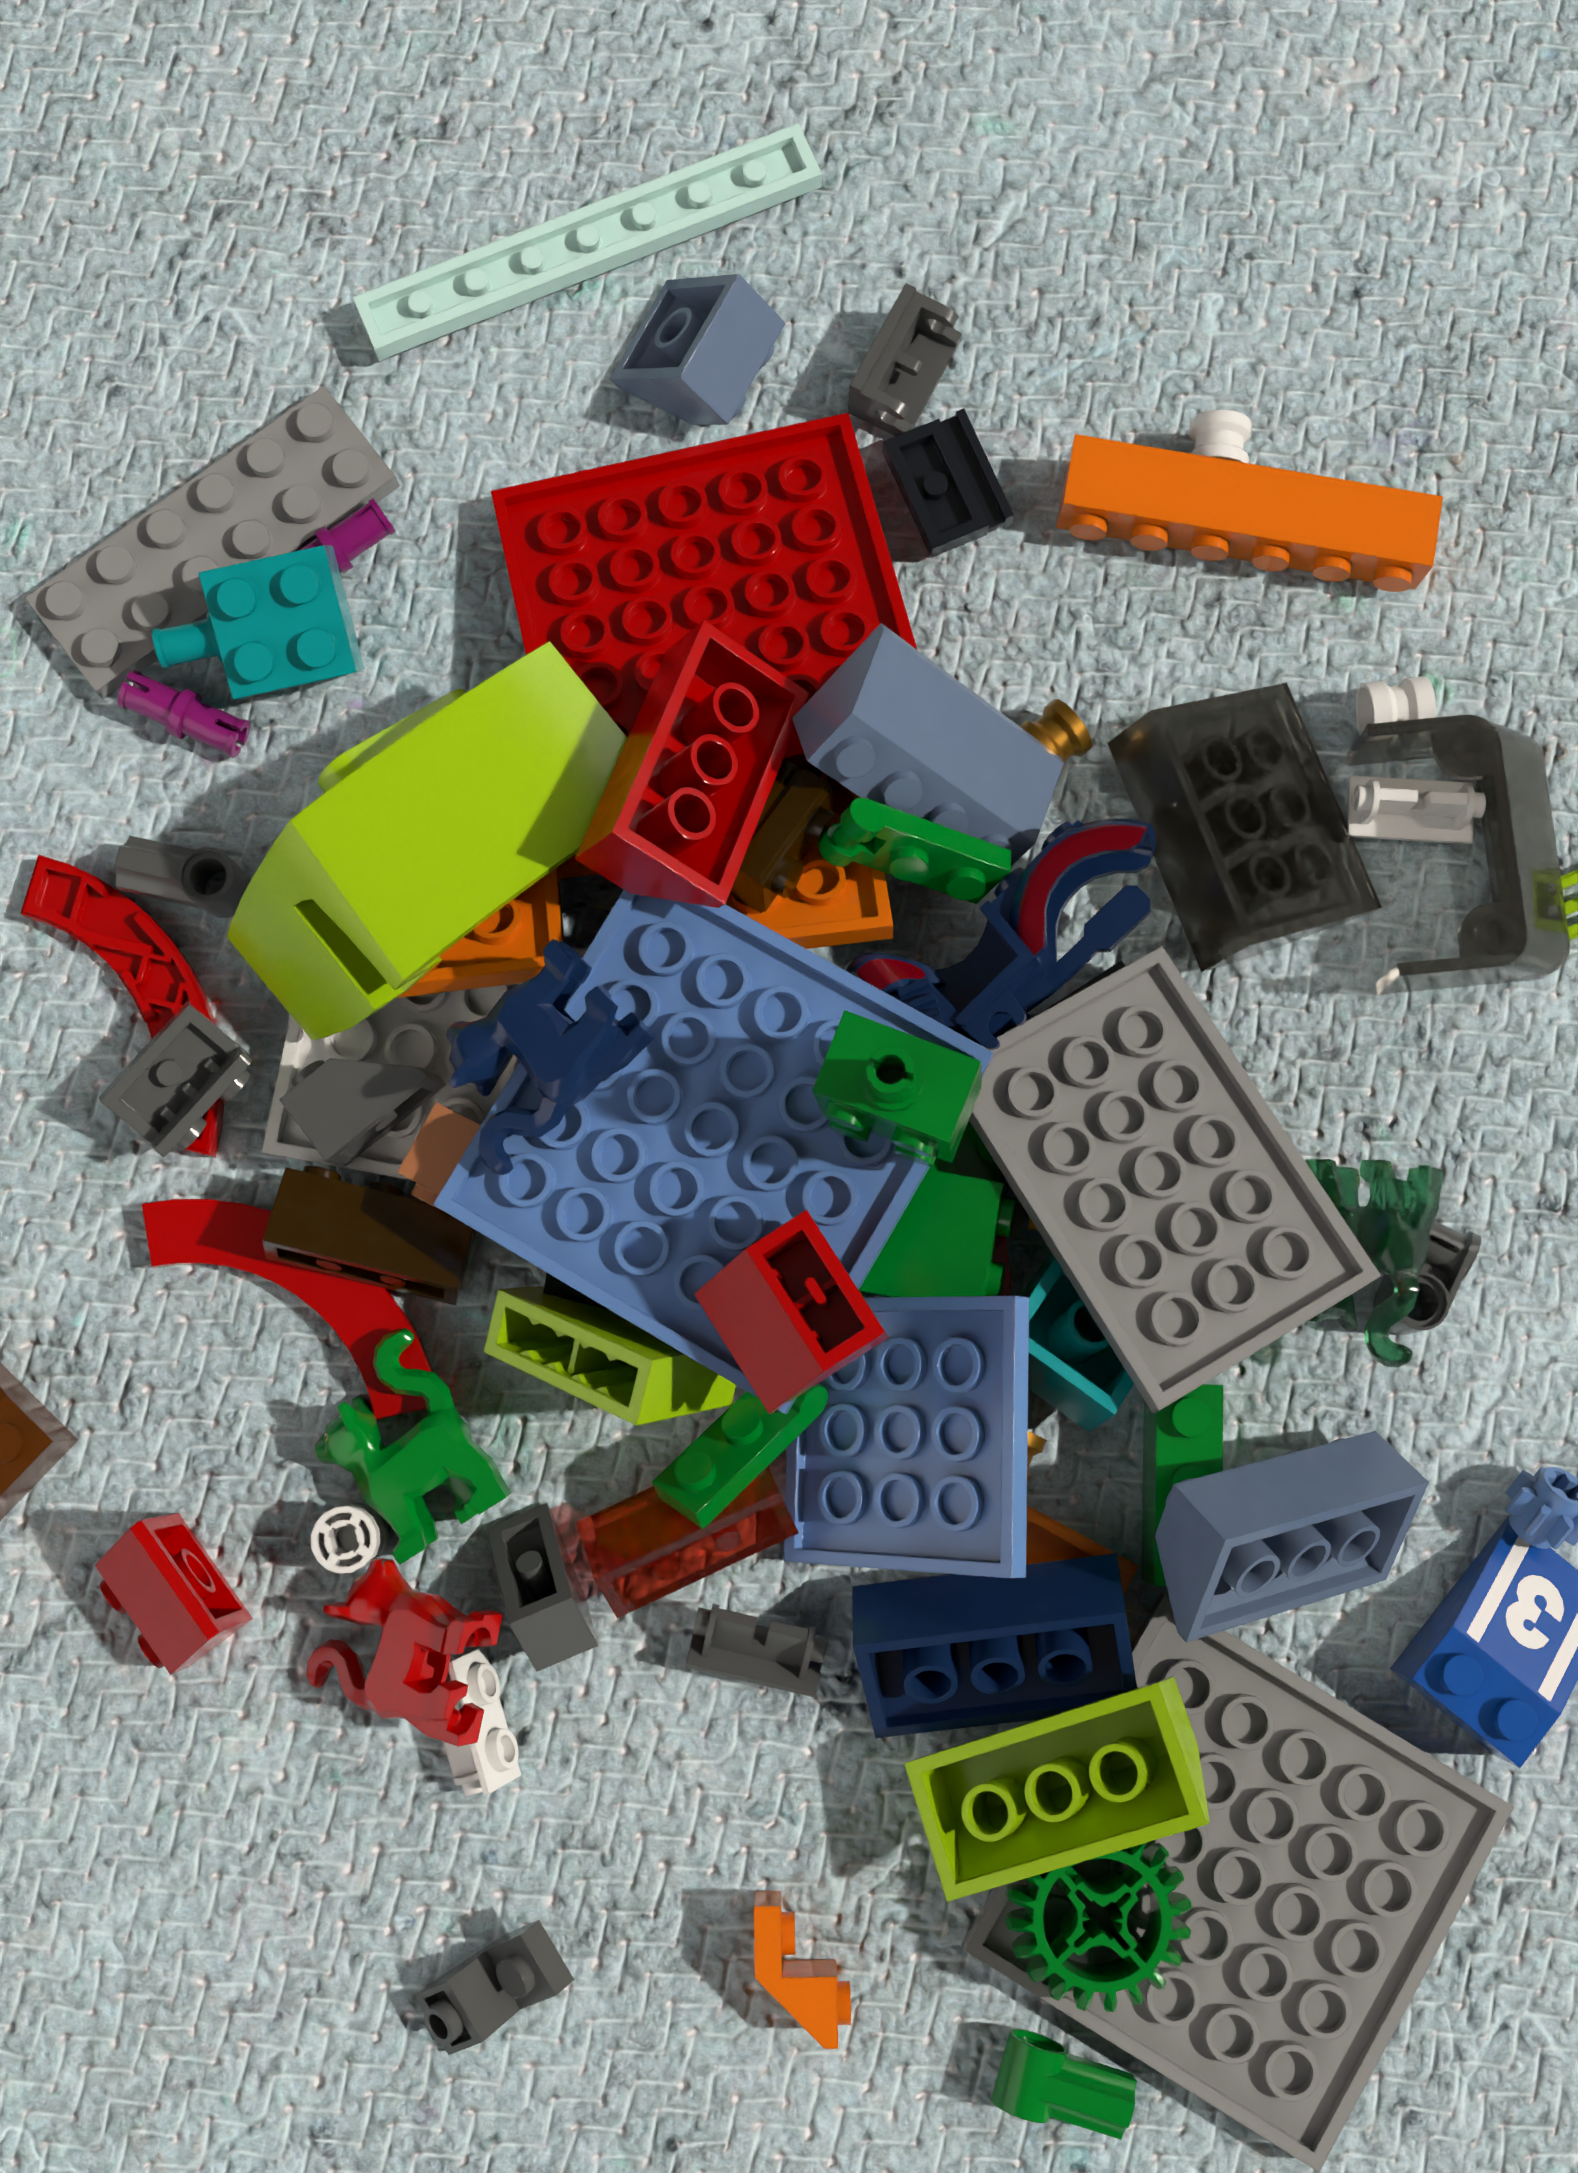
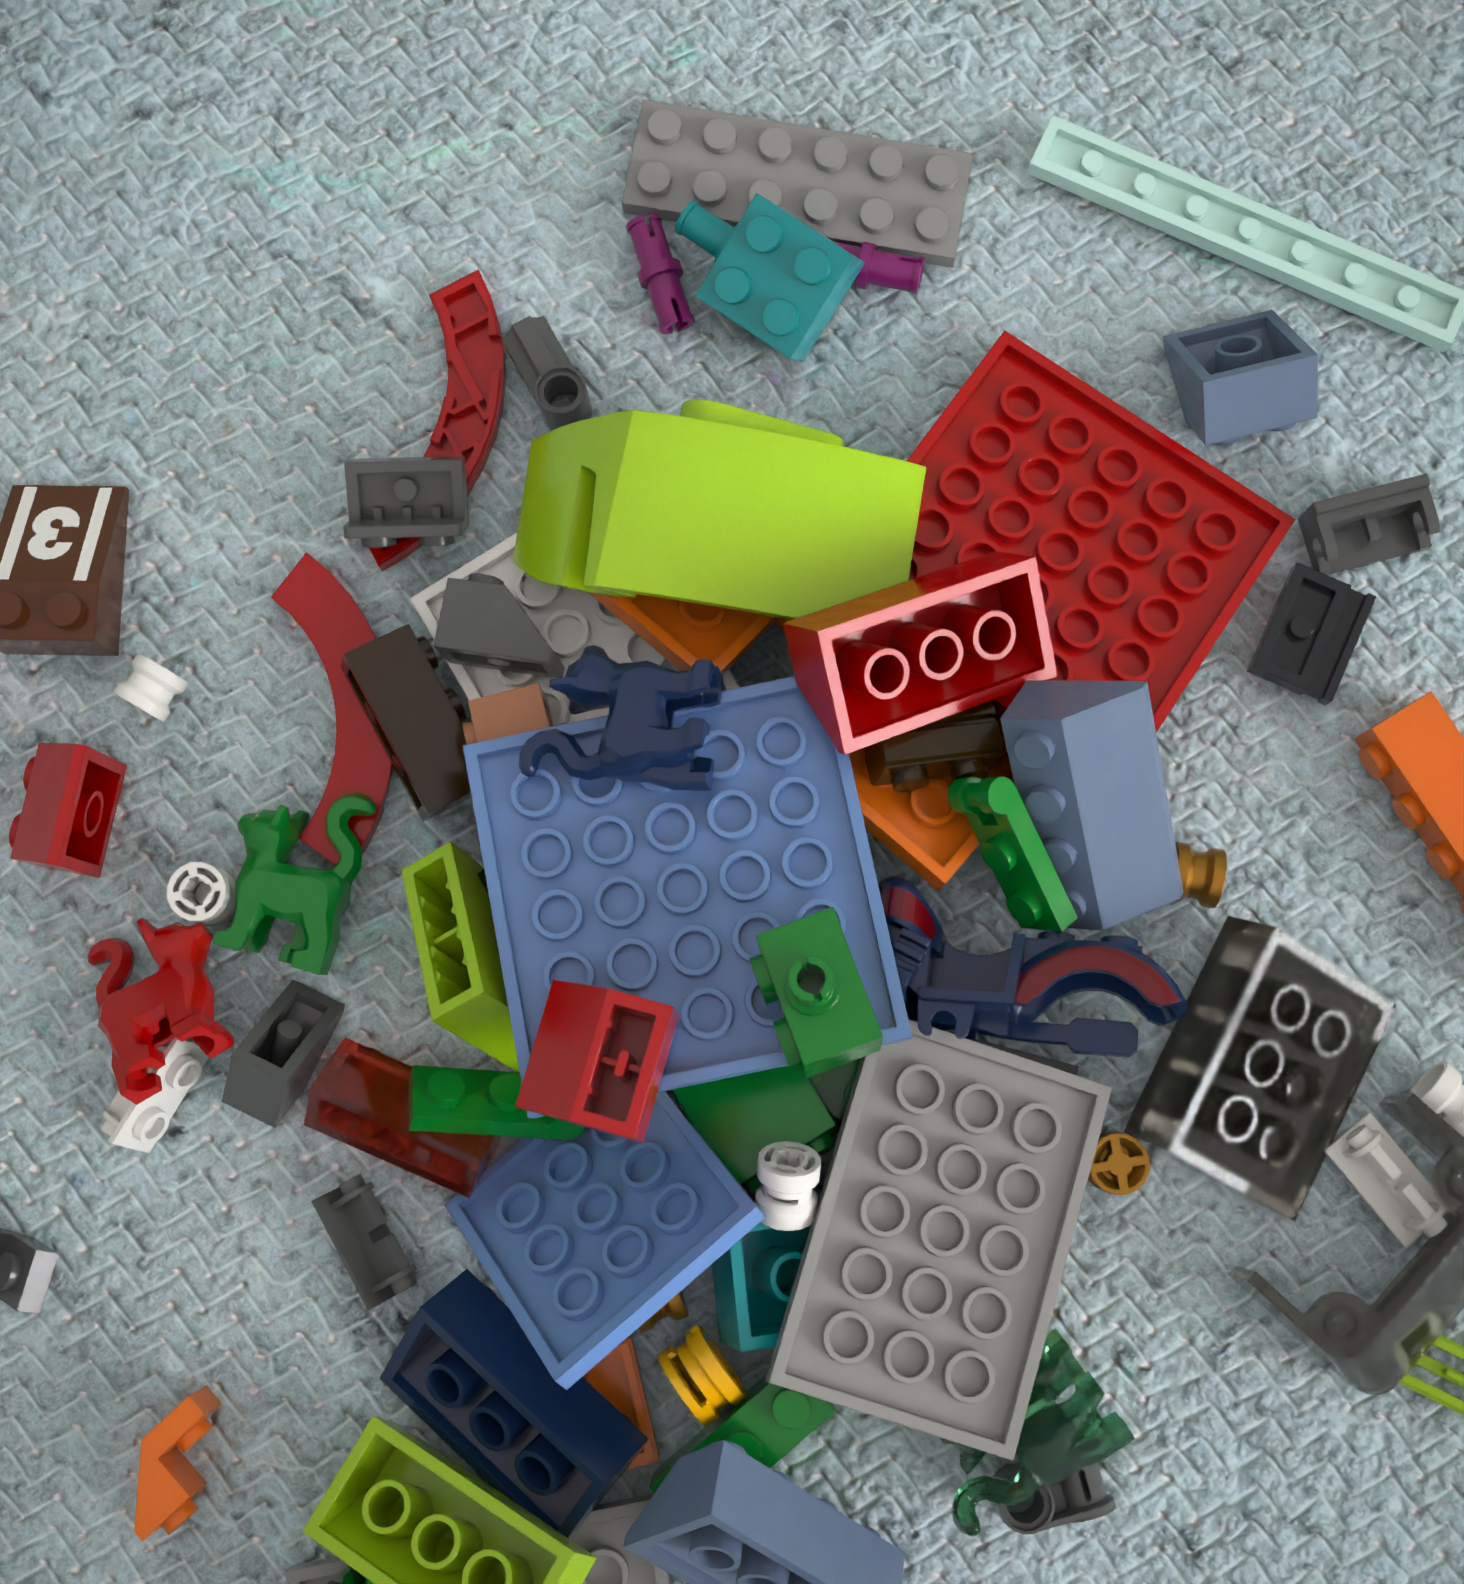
camera: 55 degrees right, 0 degrees up
(133, 1432) = (151, 687): none -> white wheel
(1012, 1255) = (788, 1180): none -> white wheel
(1102, 1461) = (706, 1373): none -> yellow wheel
(1227, 990) = (1127, 1162): none -> pearl gold wheel

